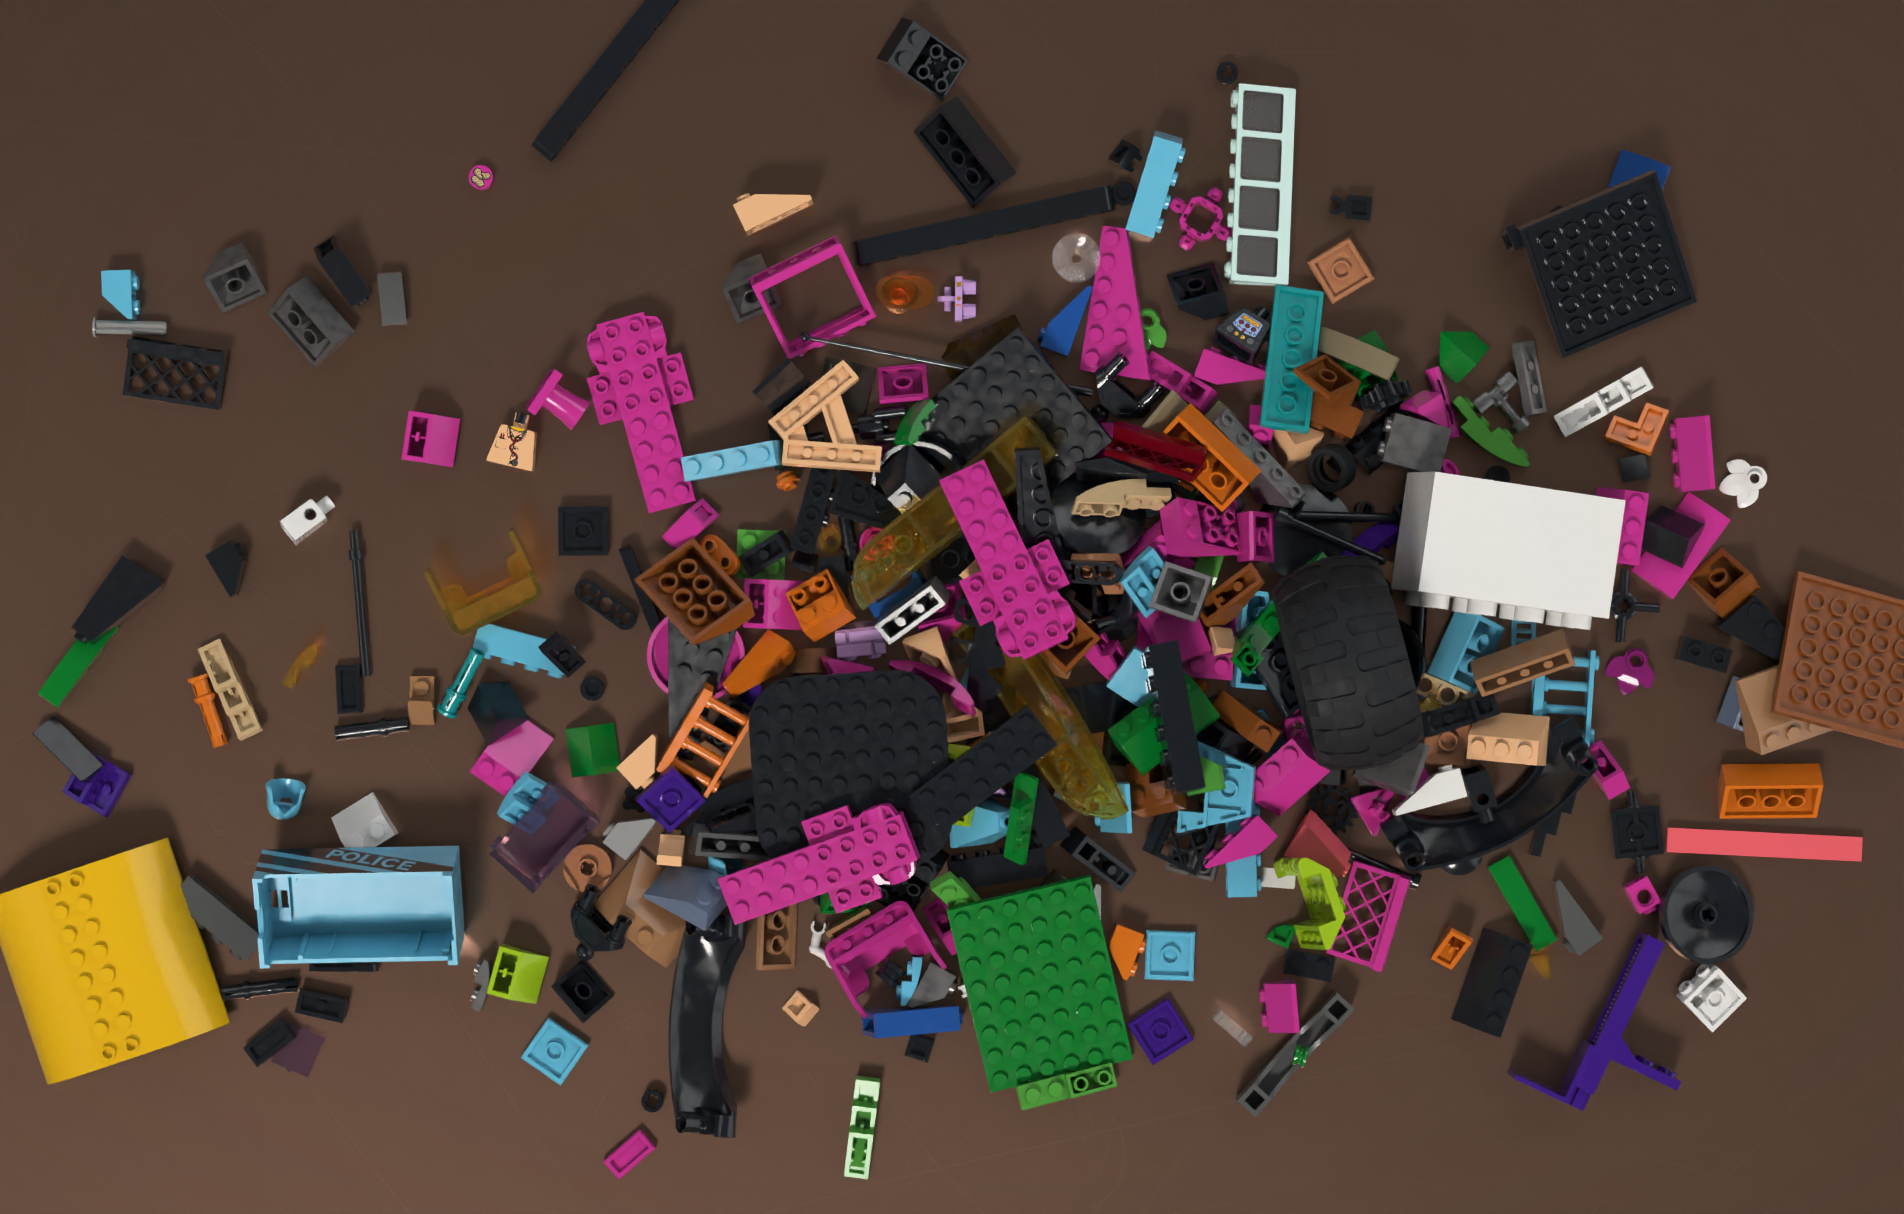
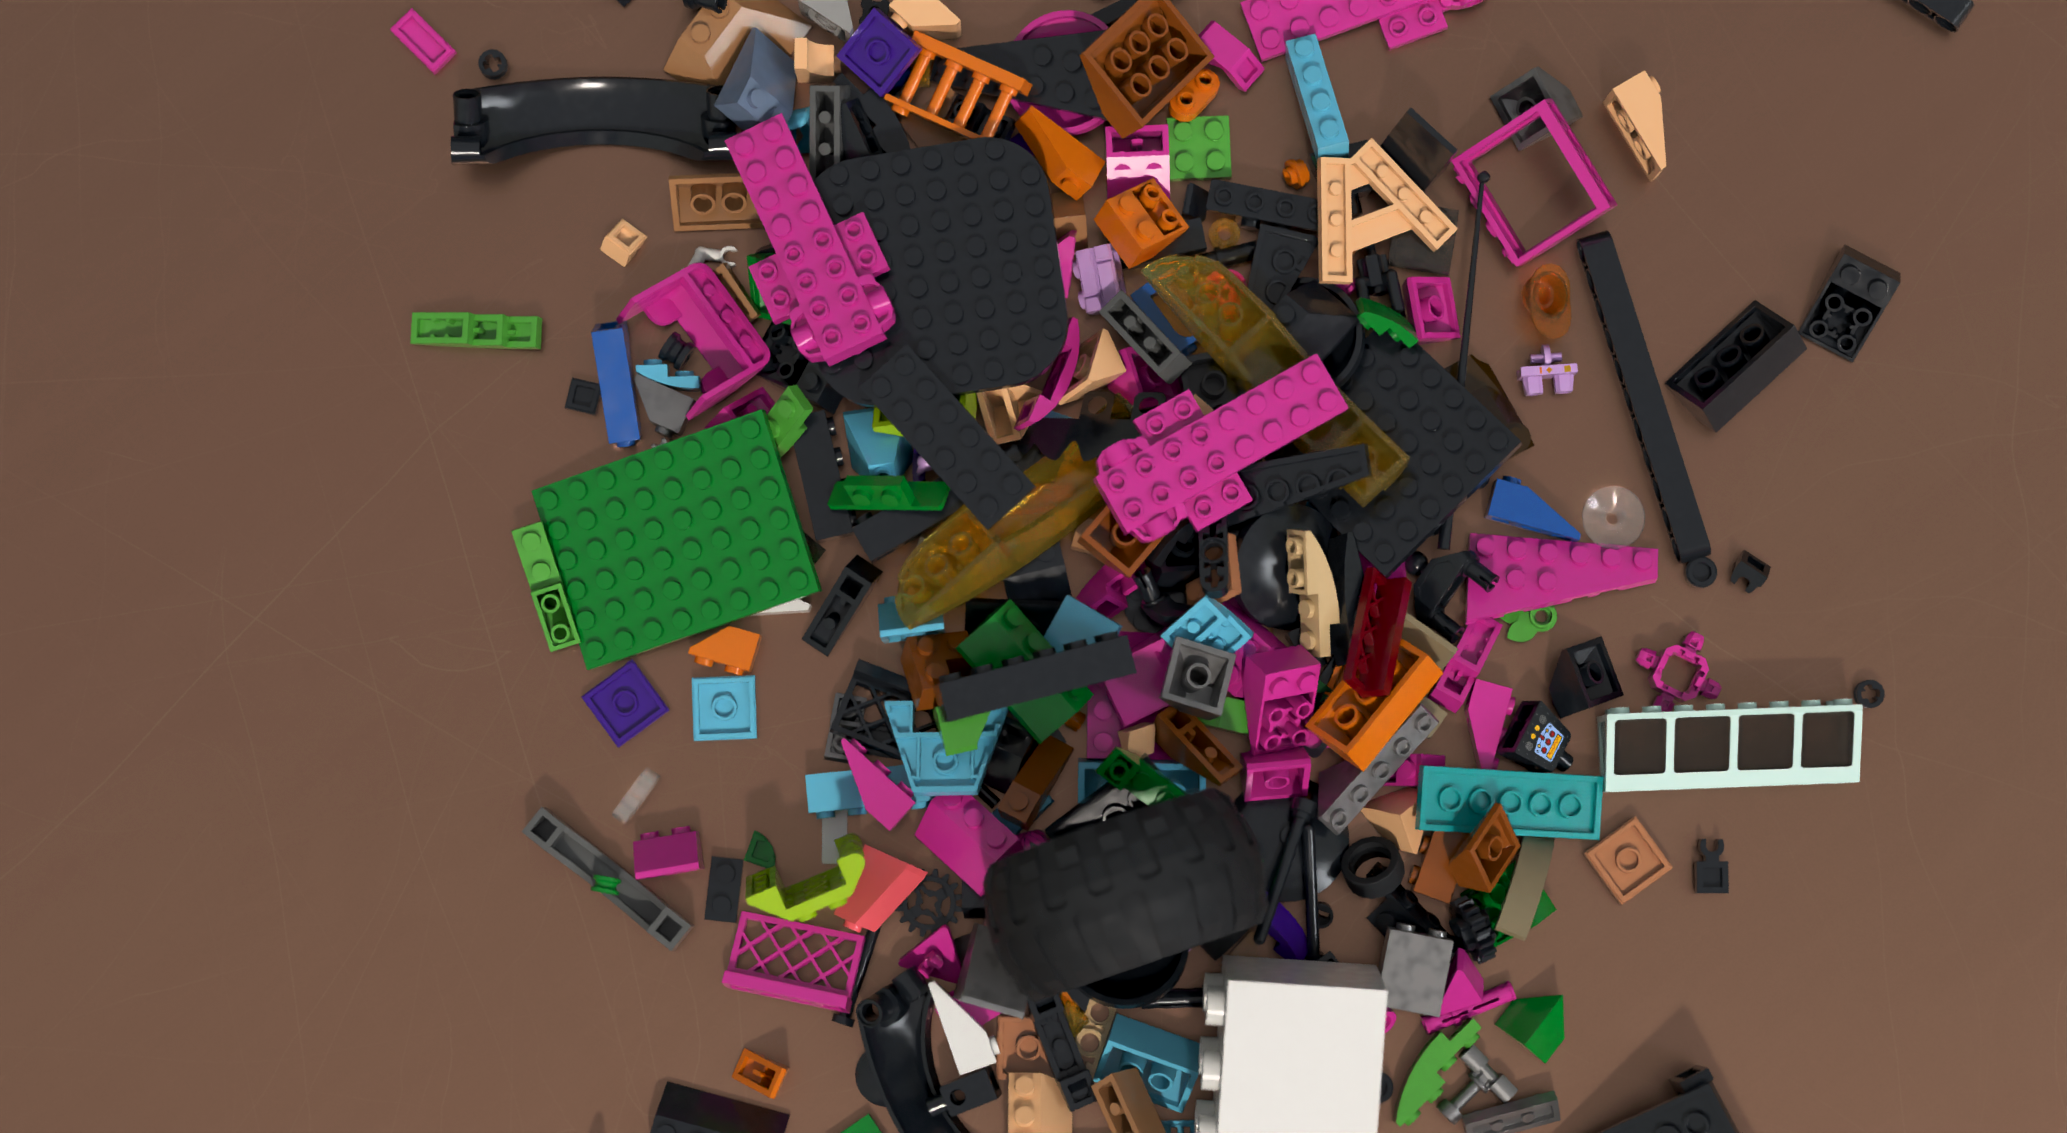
camera: 85 degrees right, 5 degrees down
(766, 553) = (1202, 152): black slope -> none
(1155, 183) = (1718, 610): medium azure wedge -> none

